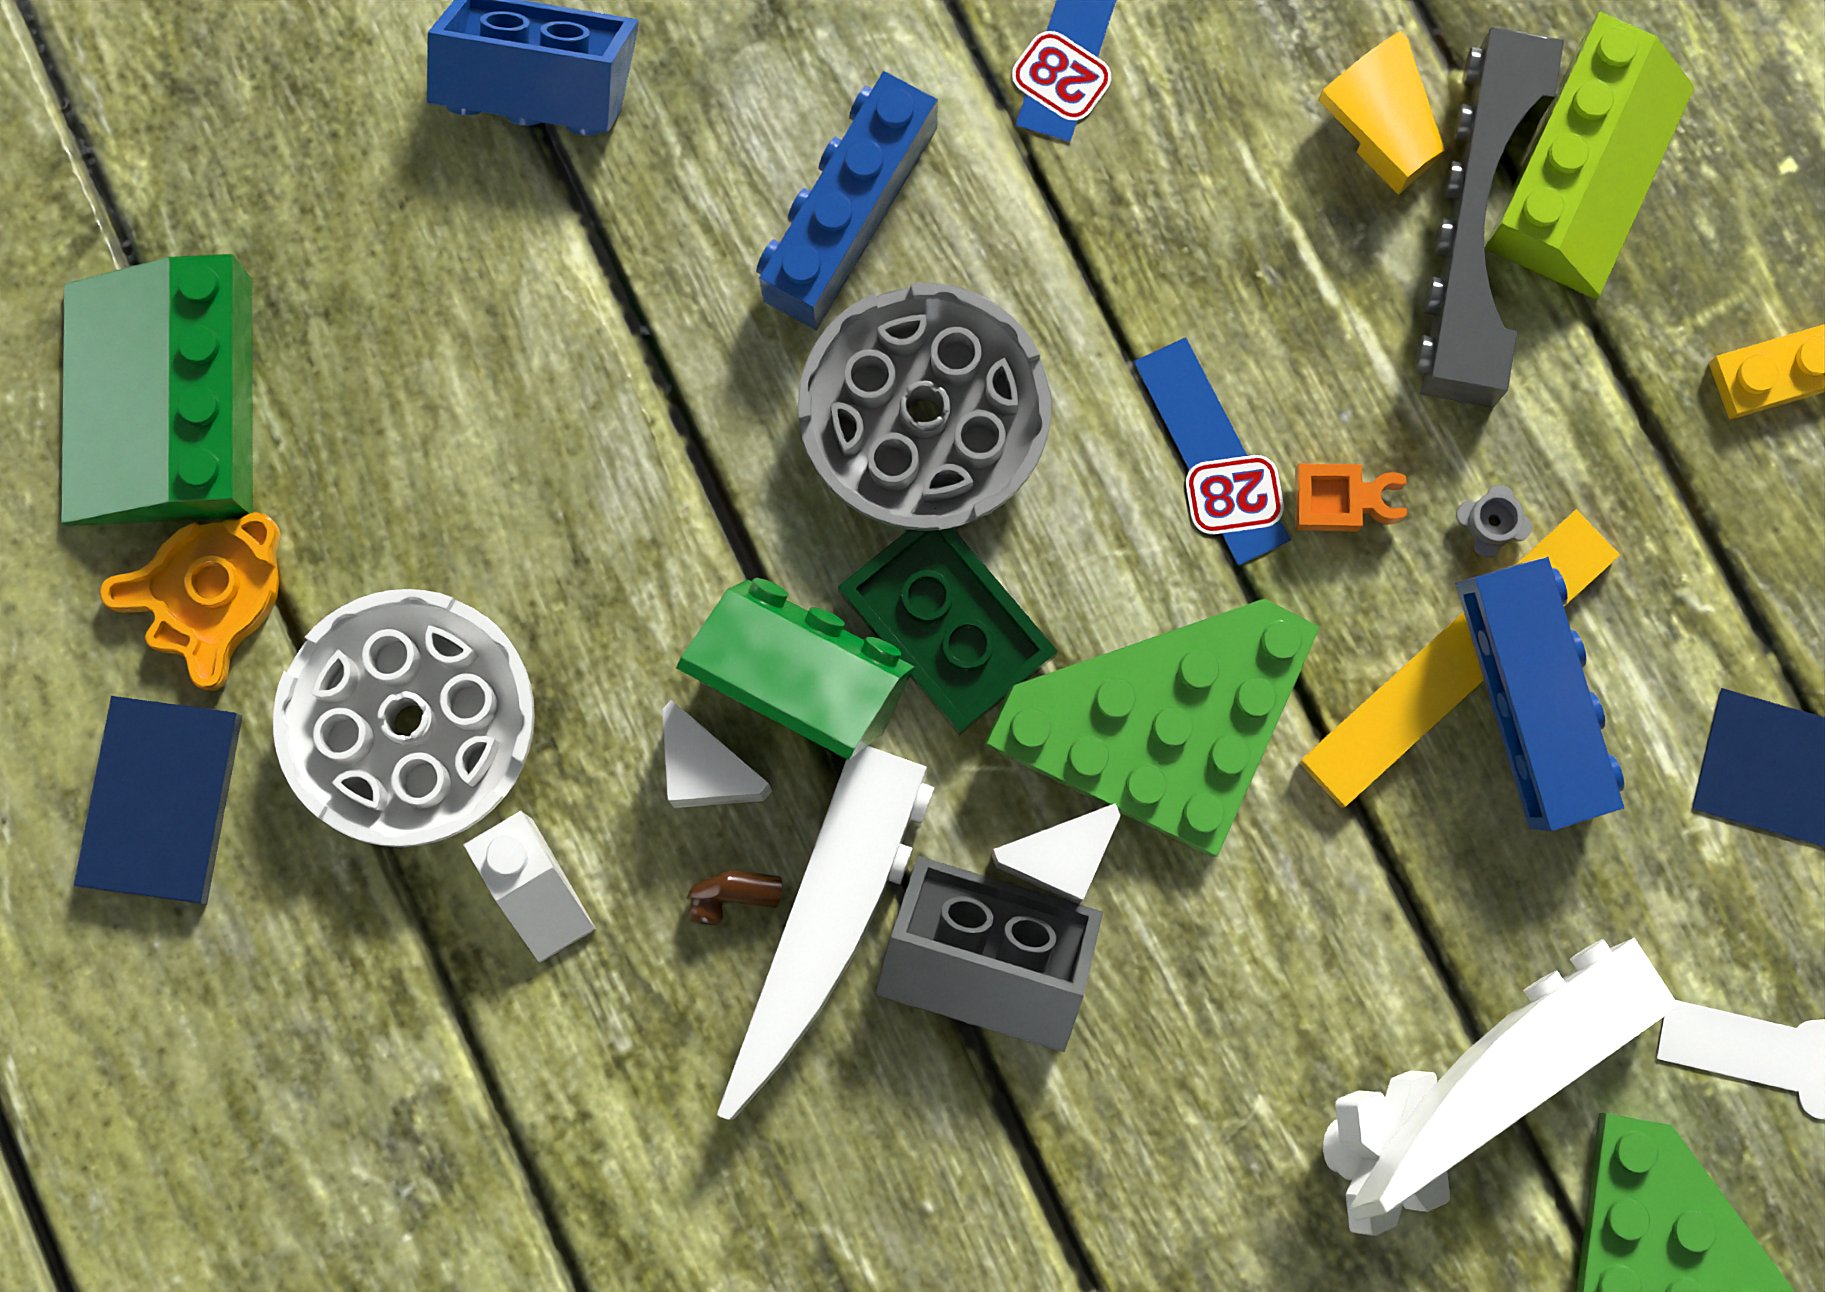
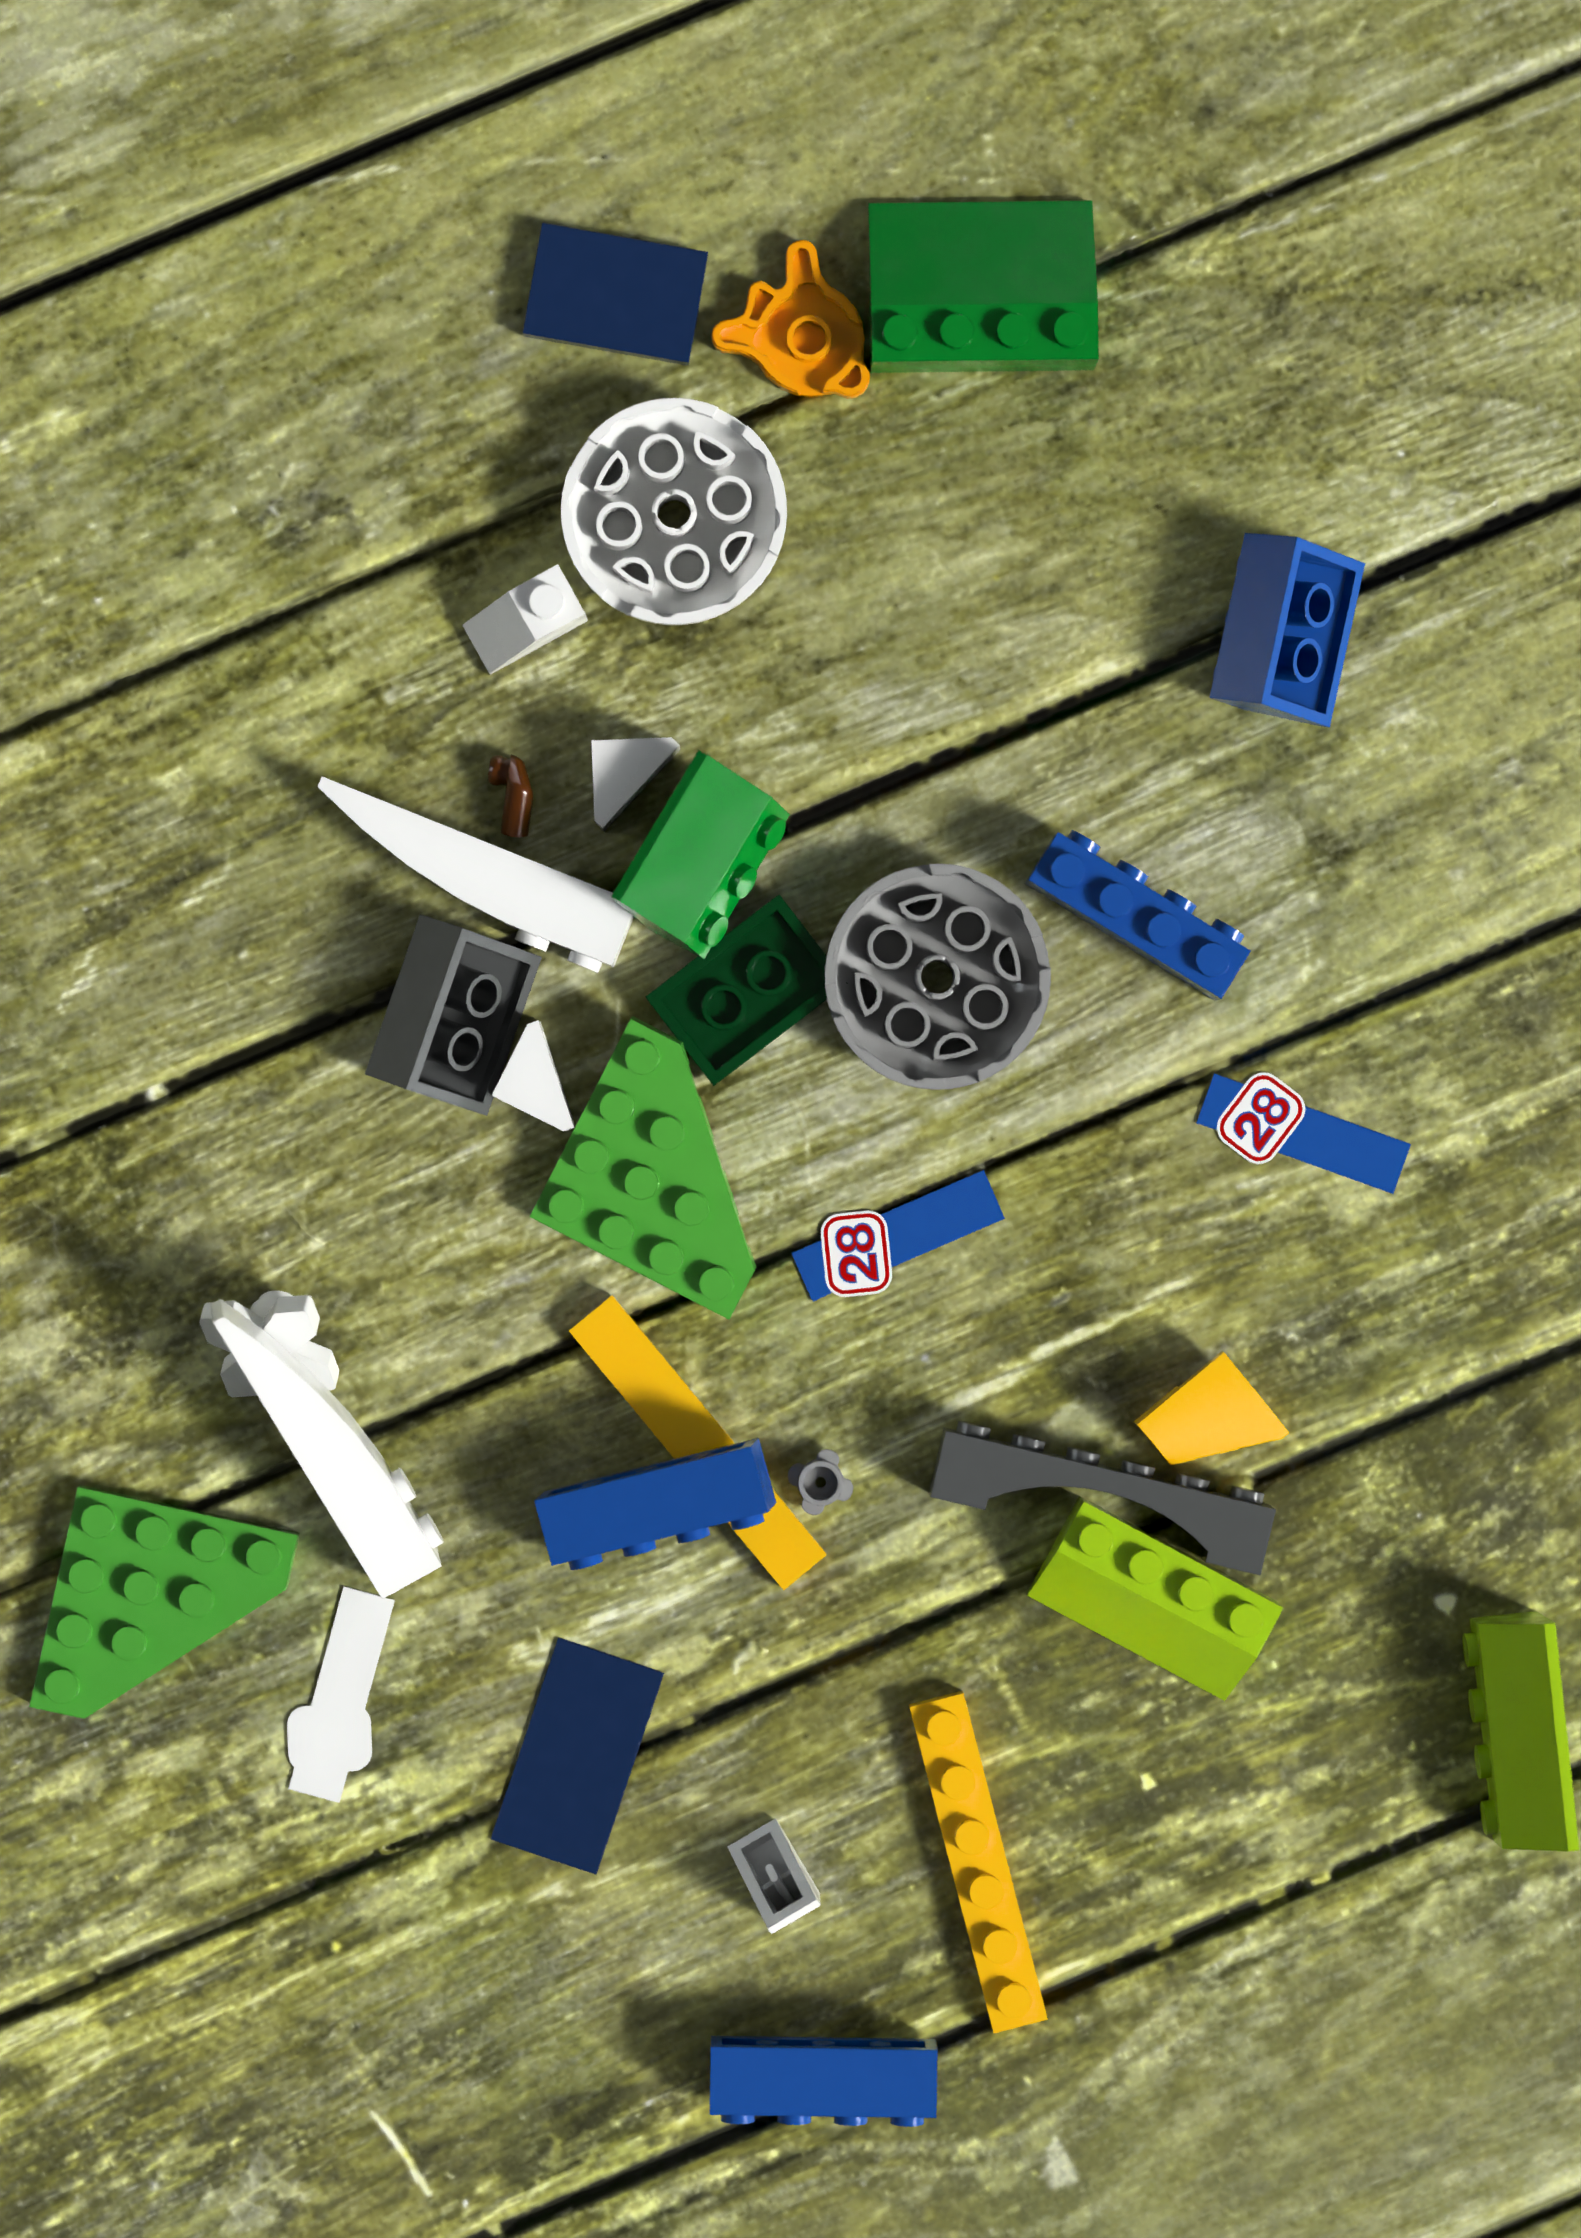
camera: 90 degrees right, 10 degrees up
(1336, 498) = (845, 1340): orange plate -> none

